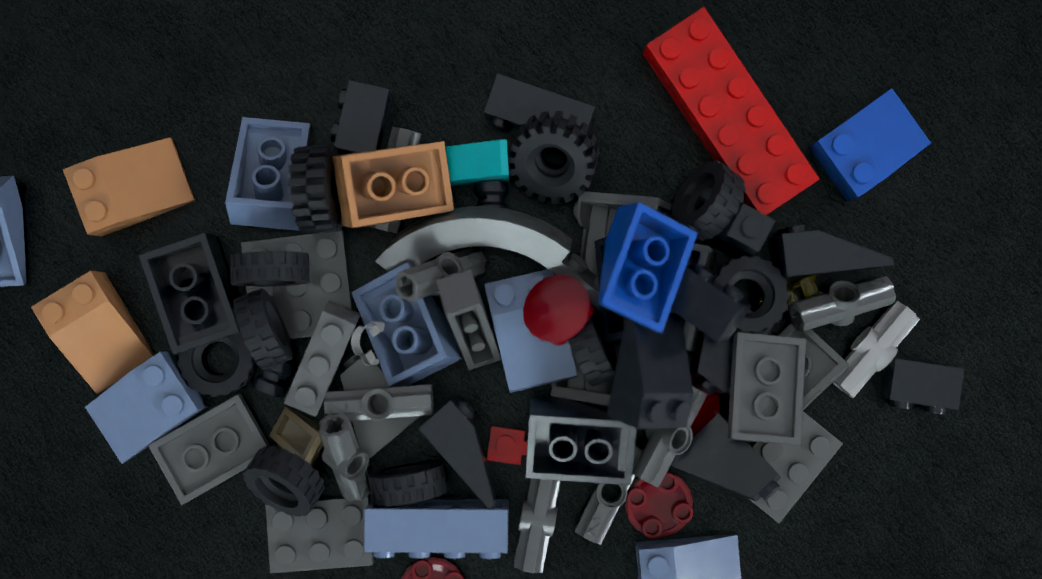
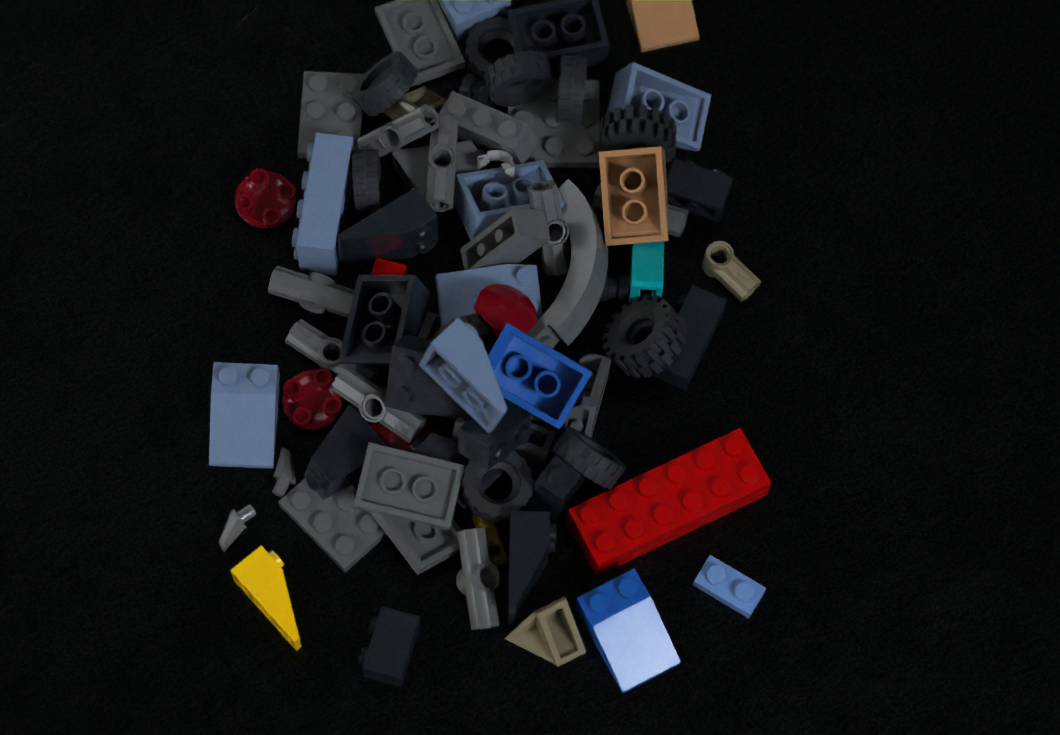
camera: 90 degrees right, 20 degrees down
(457, 73) = (731, 273): none -> dark tan piece
(668, 346) = (464, 371): none -> sand blue slope
(743, 521) = (284, 473): none -> dark grey bar
(805, 46) = (729, 586): none -> medium blue plate
(808, 563) = (235, 525): none -> dark grey bar
(875, 347) = (431, 606): light grey piece -> none
(878, 519) = (264, 583): none -> yellow slope
(883, 220) = (550, 633): none -> dark tan slope

